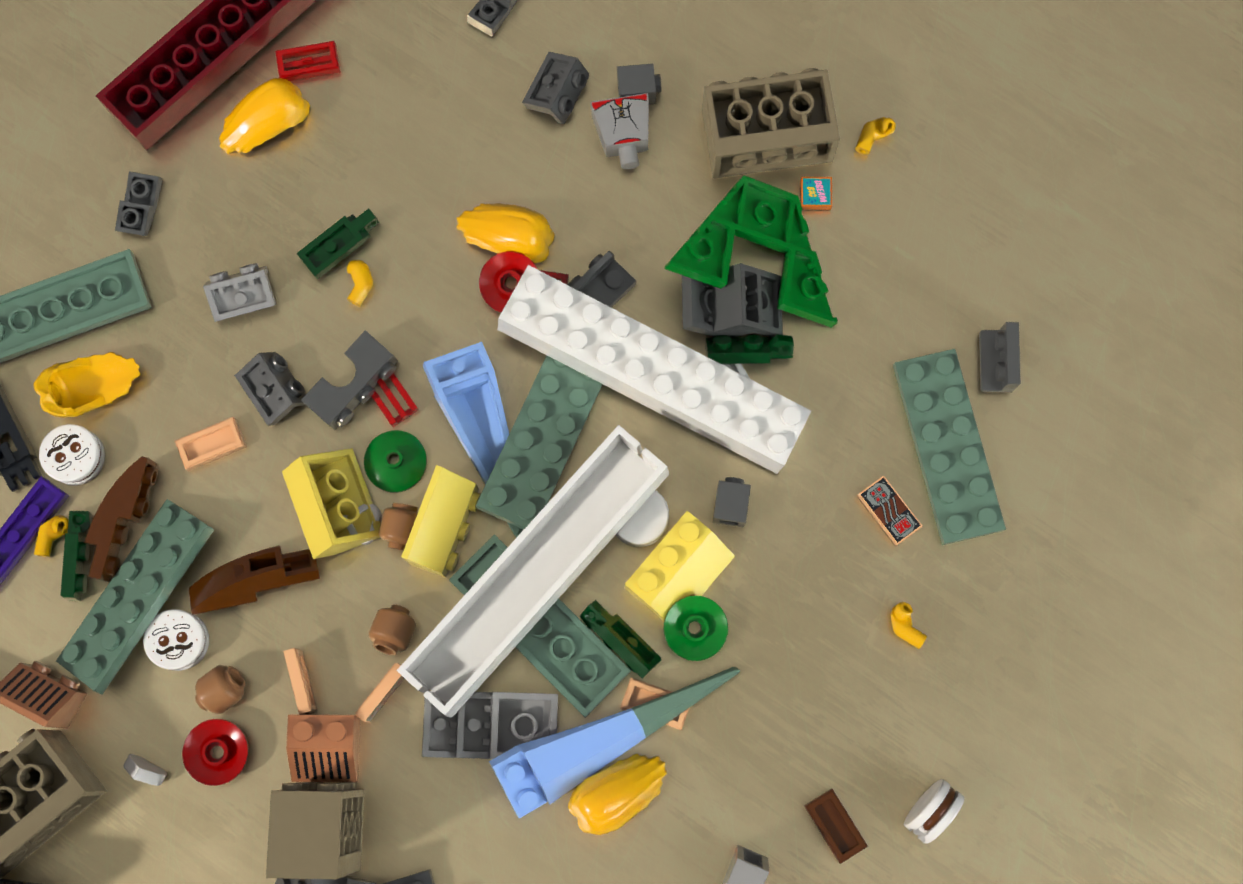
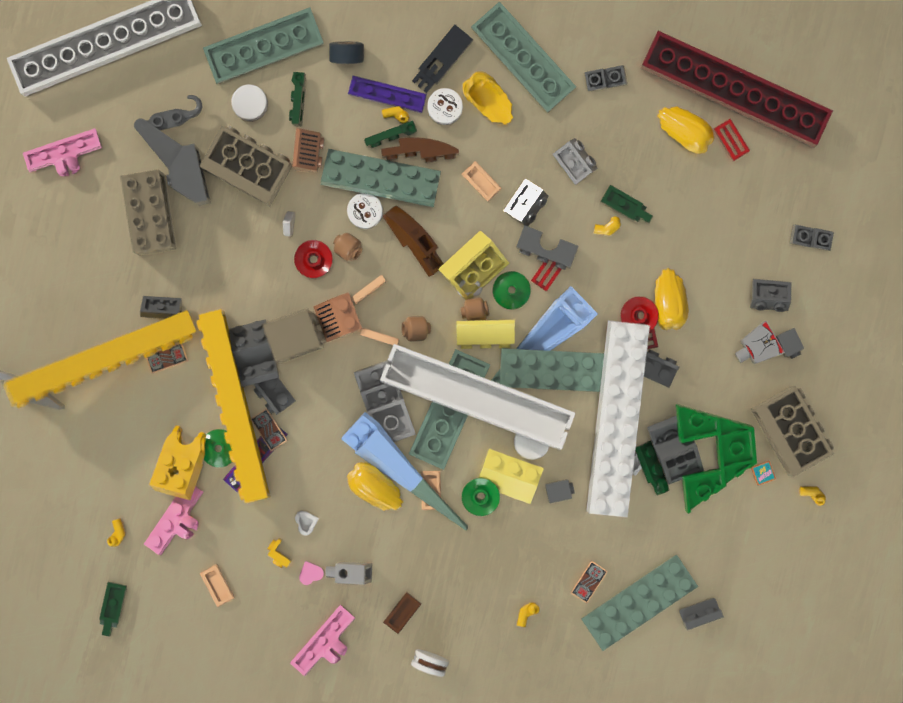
camera: 65 degrees right, 10 degrees up
(621, 638) = (459, 457): dark green hinge -> none

